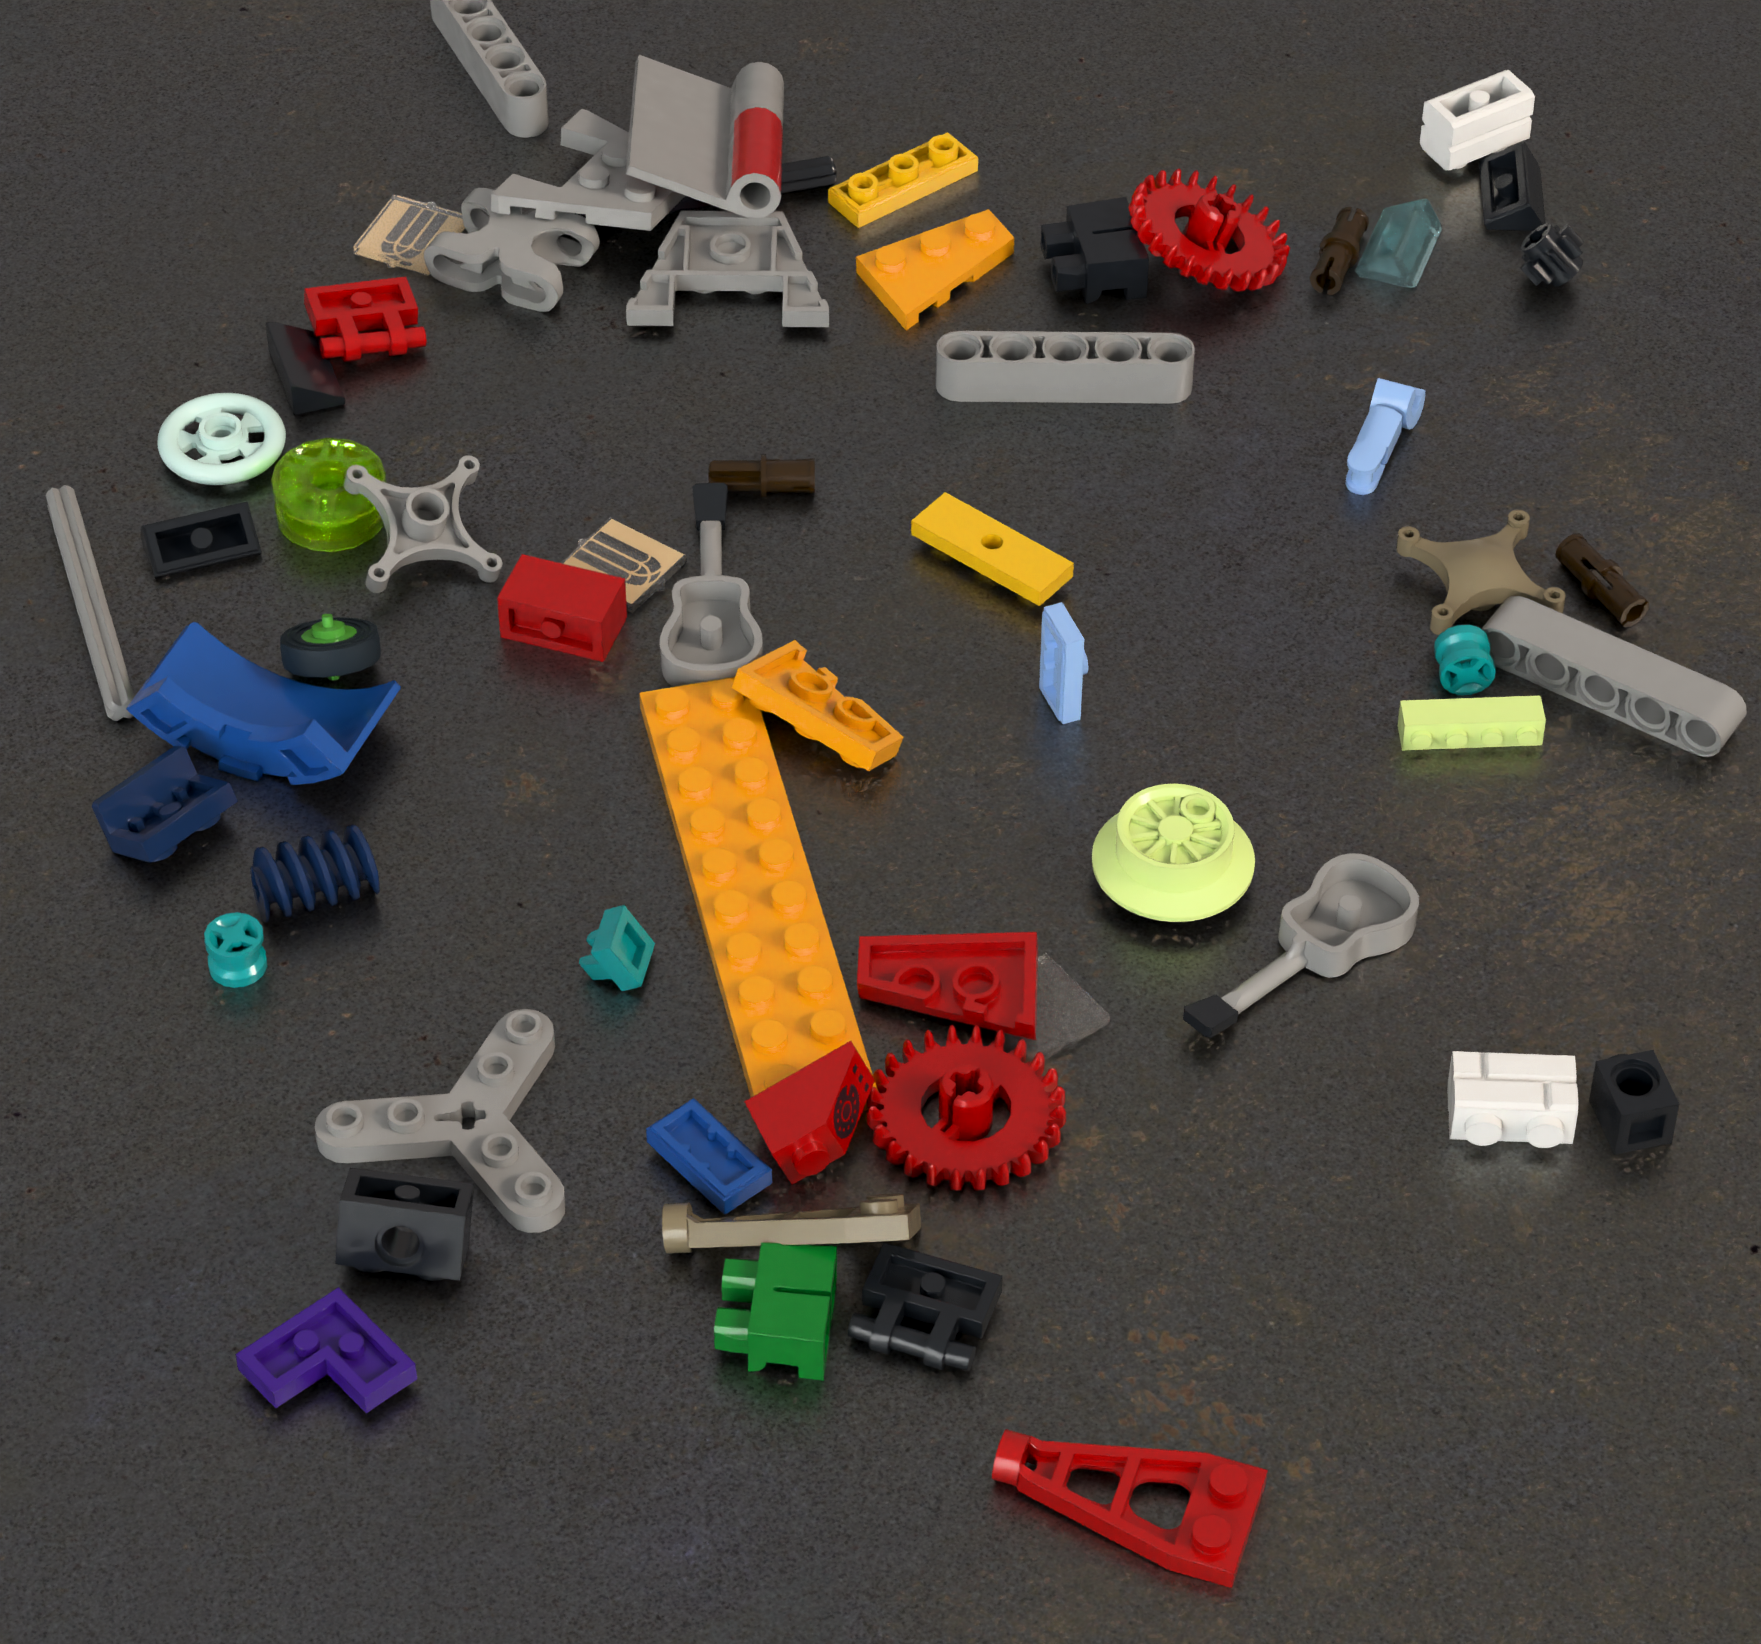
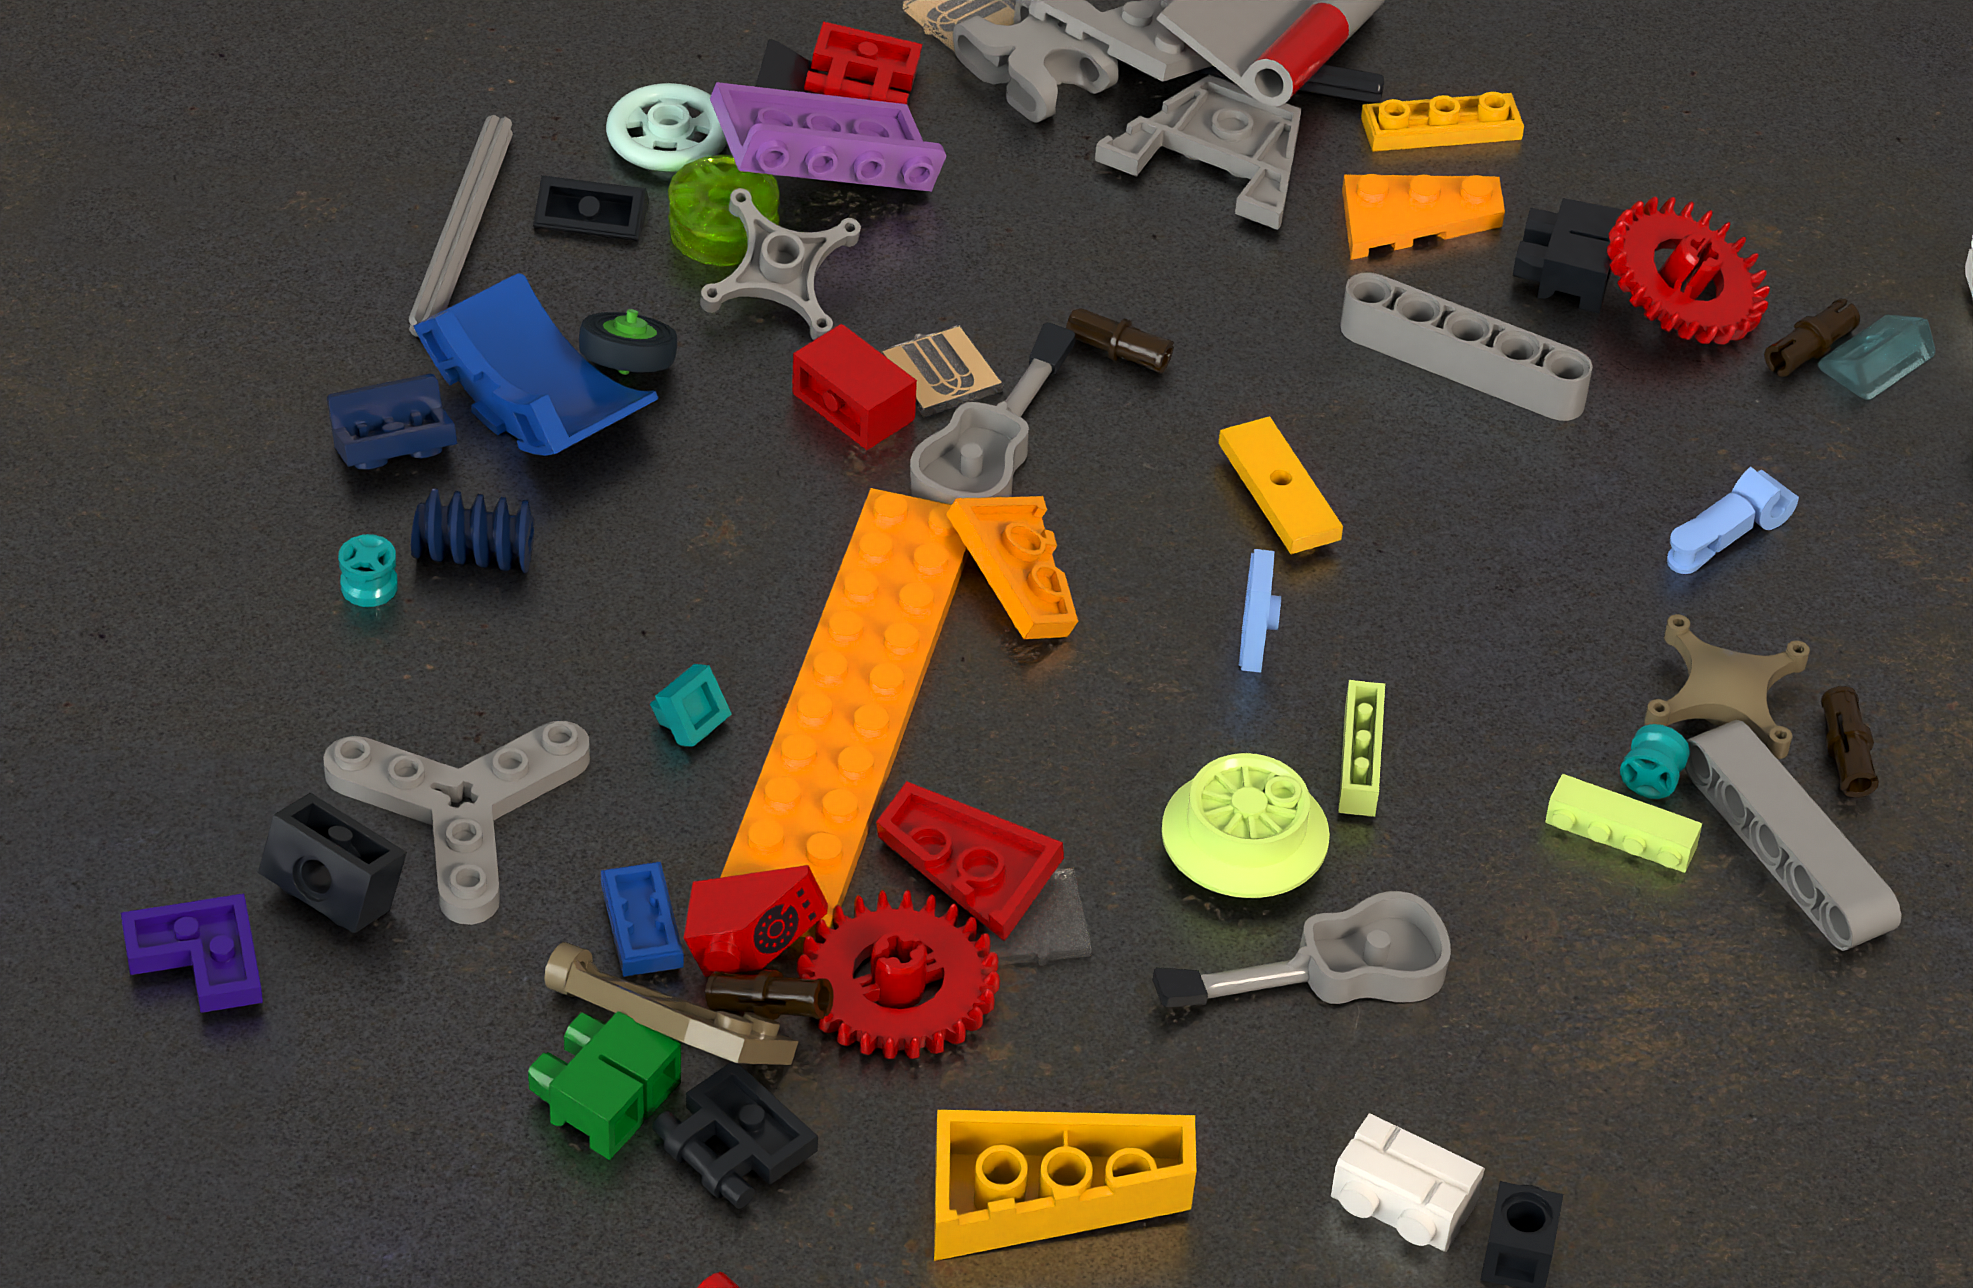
camera: 25 degrees right, 0 degrees up
(386, 392) = (825, 137): none -> medium lavender bracket
(875, 1172) = (769, 994): none -> dark brown pin
(1219, 748) = (1361, 748): none -> yellowish green piece
(1225, 1219) = (1054, 1174): none -> yellow wedge

